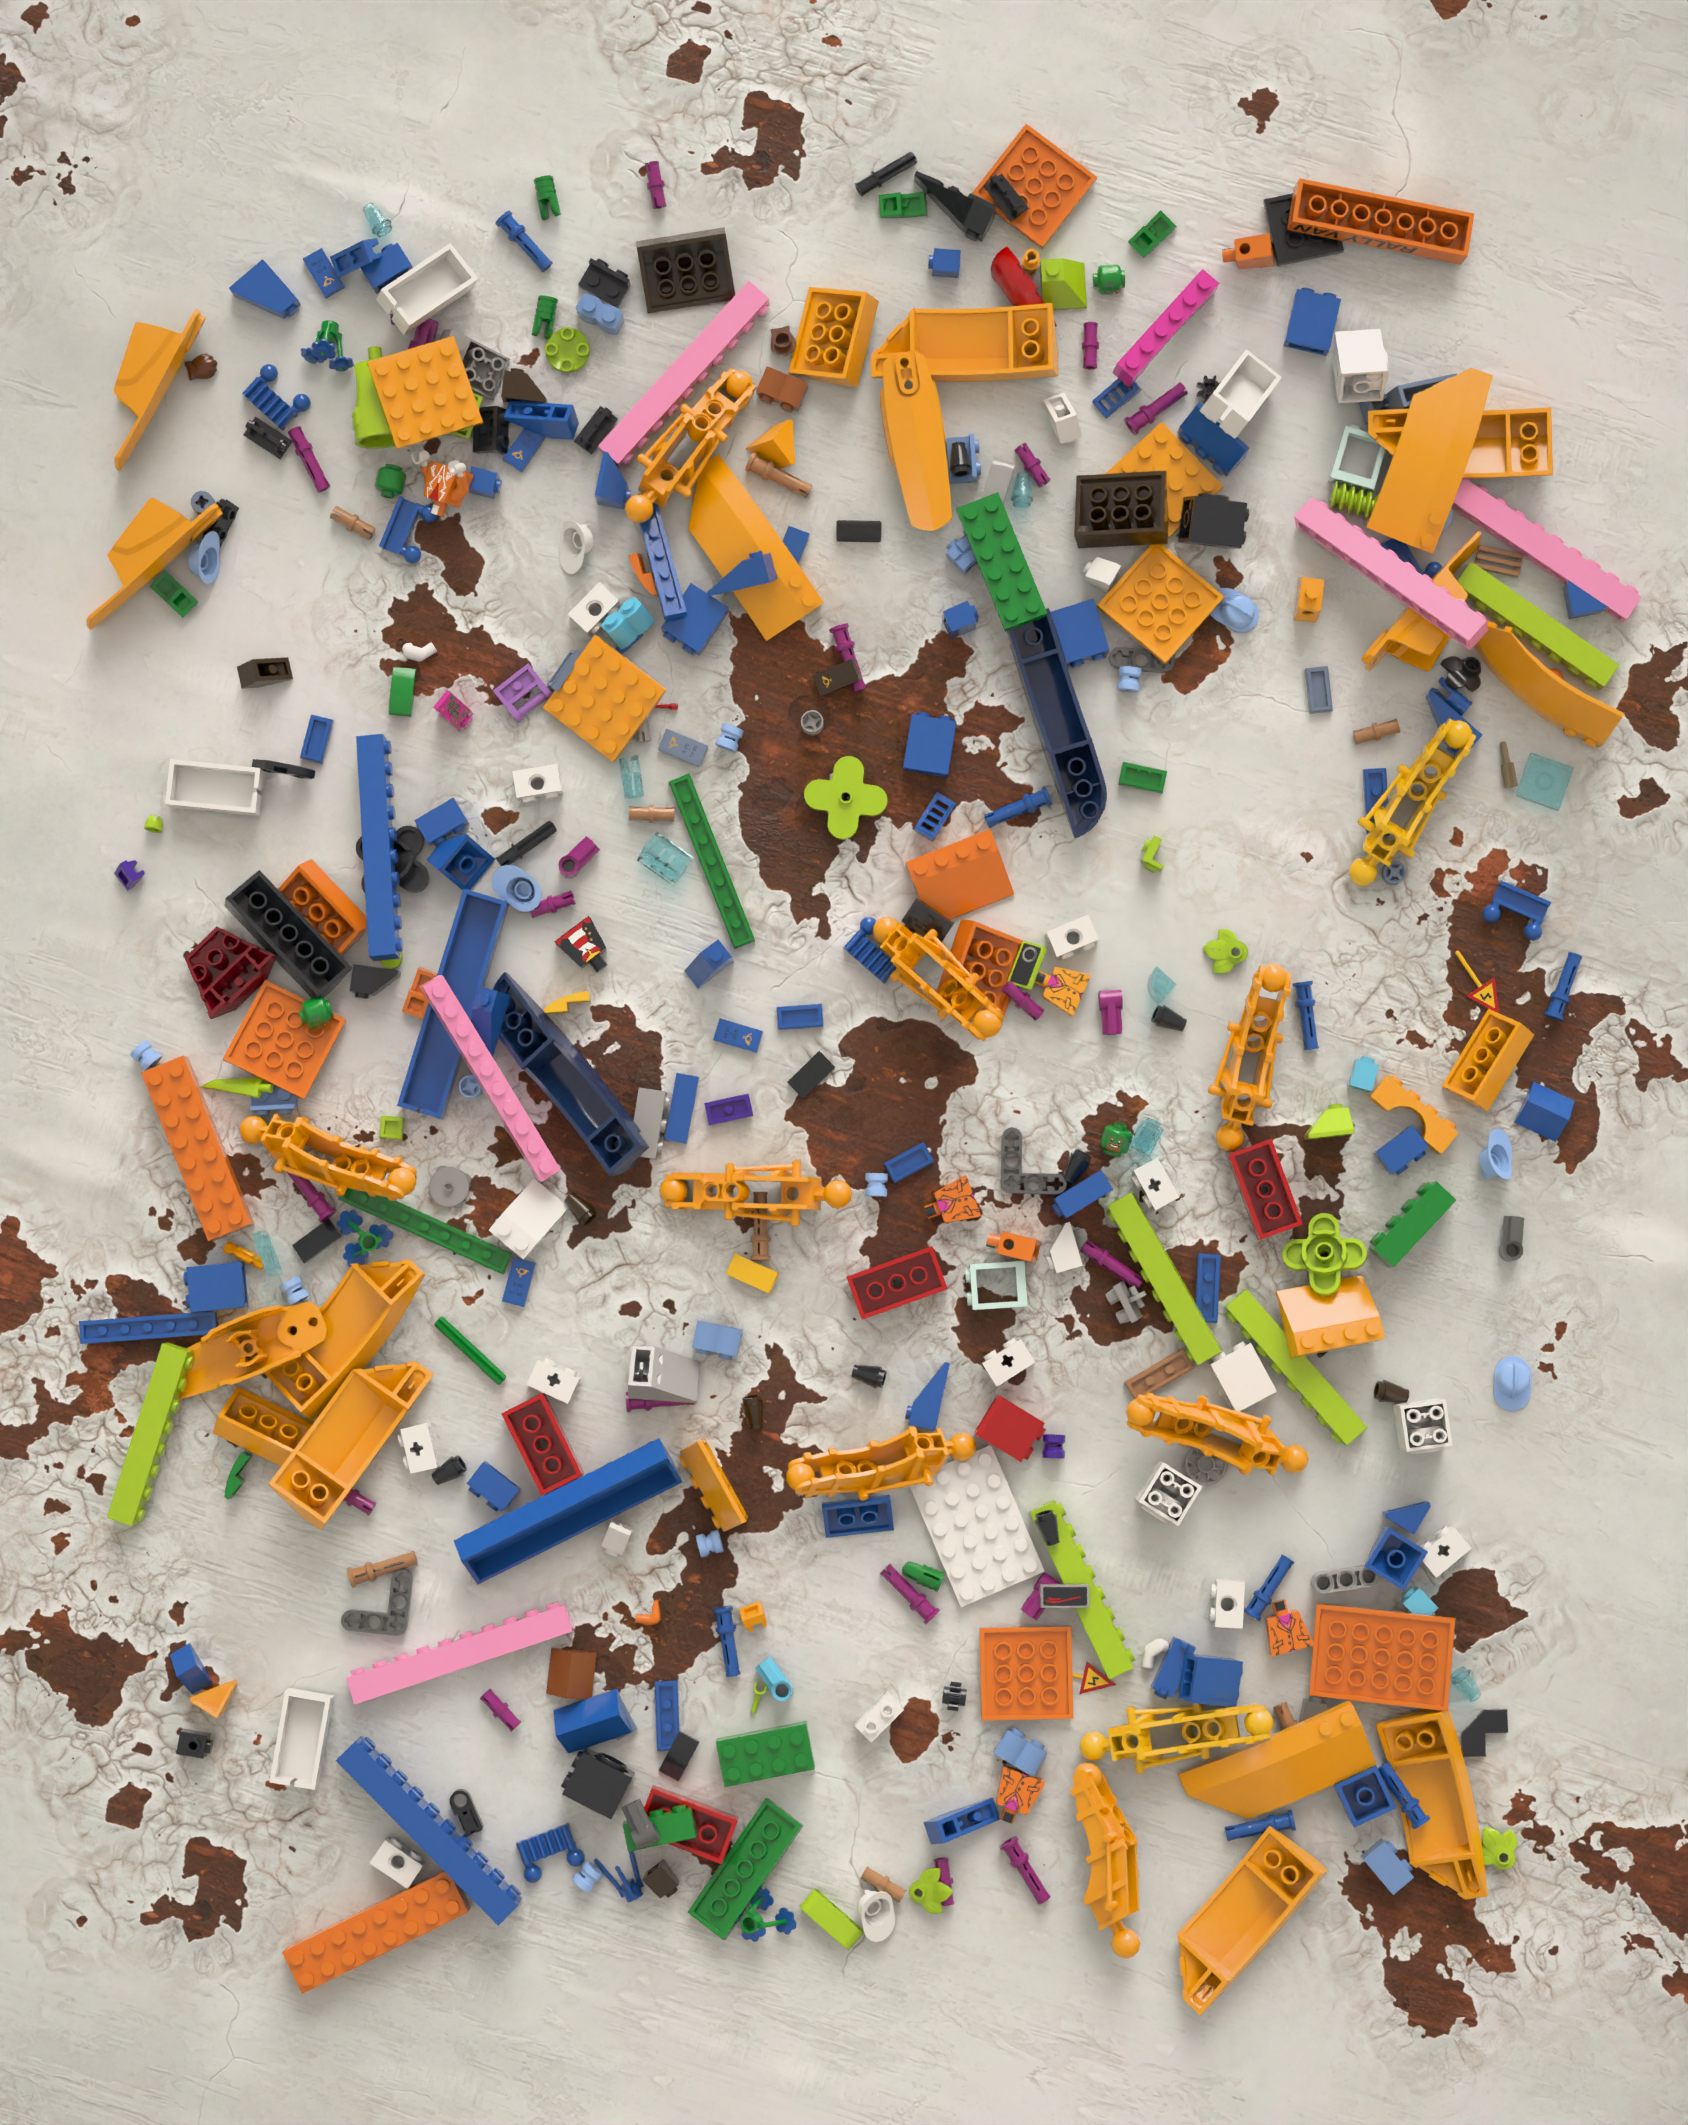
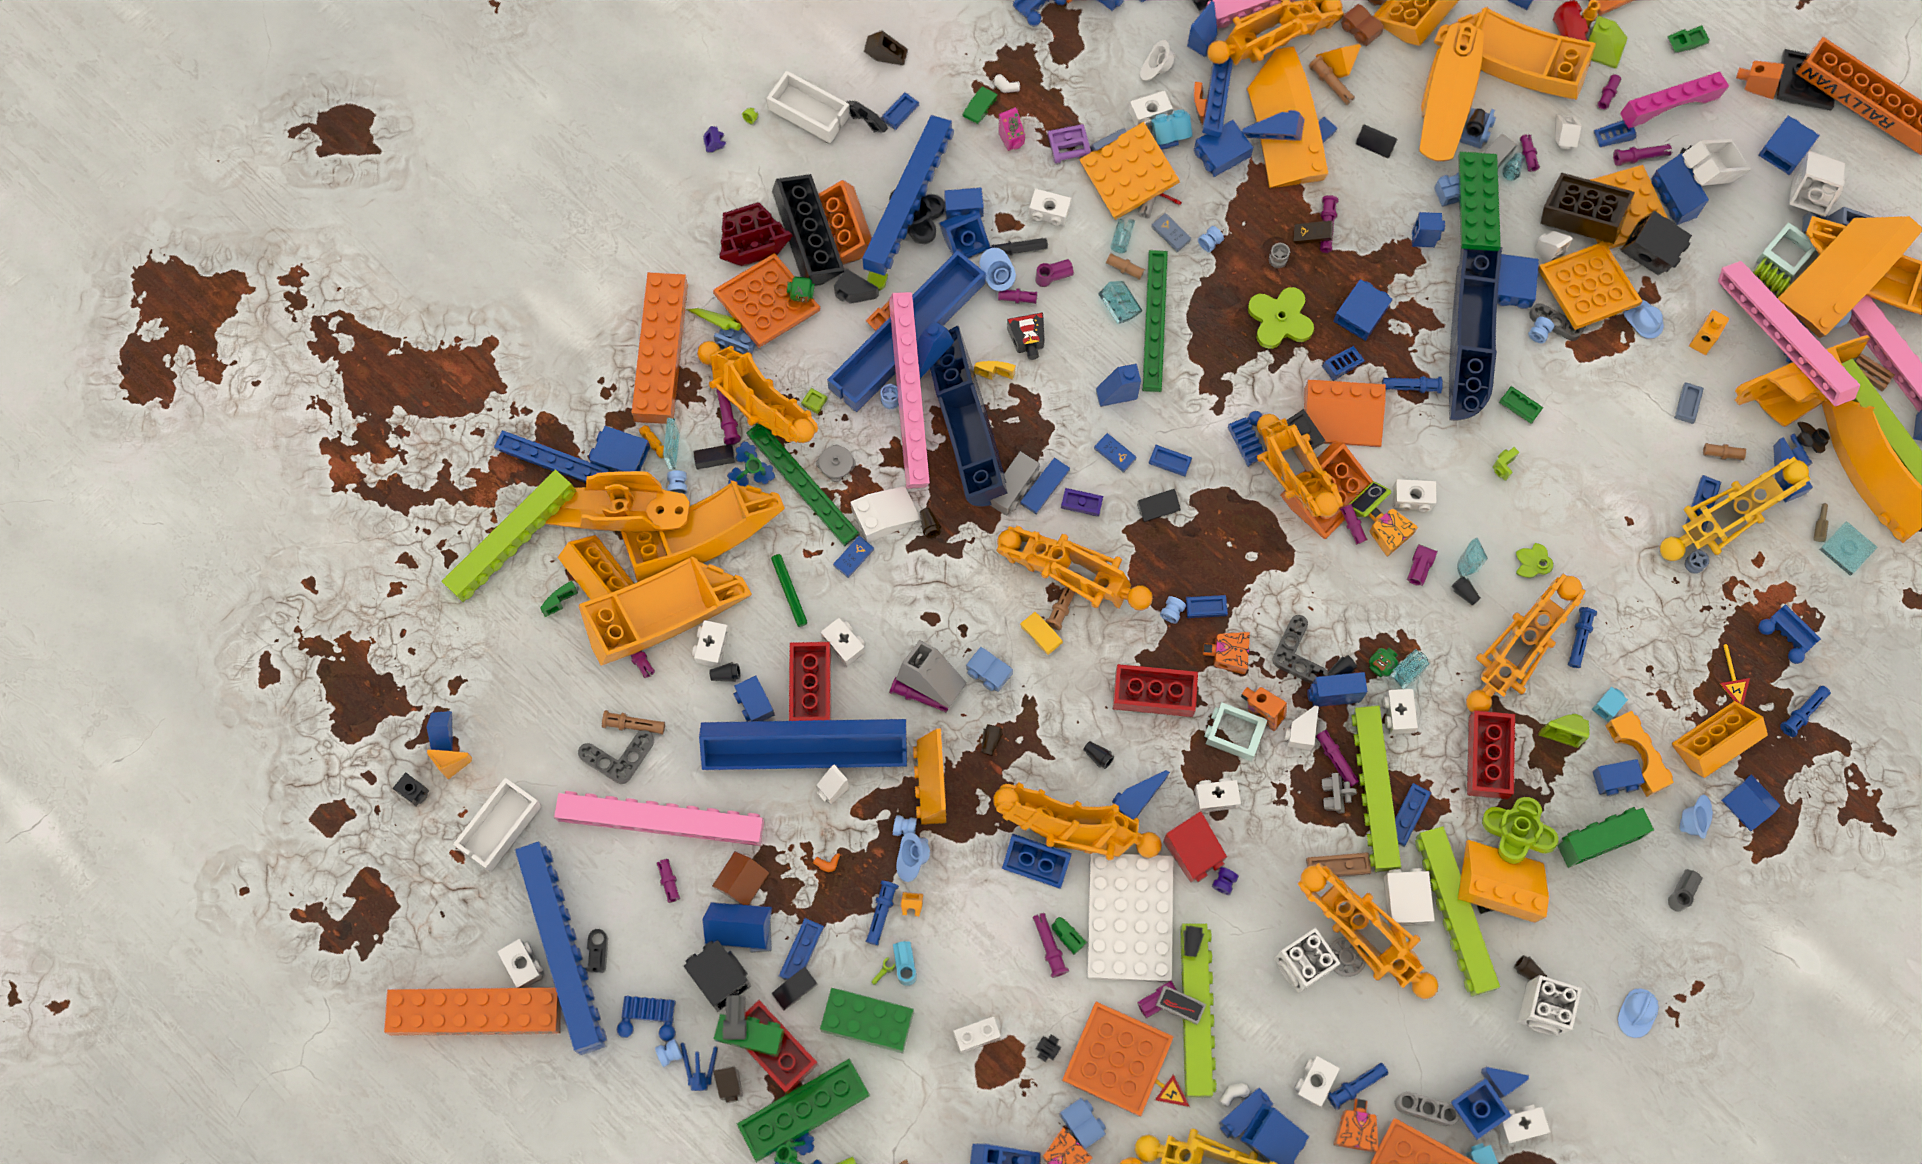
camera: 20 degrees right, 15 degrees down
(145, 1055) = (657, 264): light blue wheel -> none
(731, 1571) = (911, 856): none -> light blue piece
(1109, 279) = (1643, 54): green head -> none

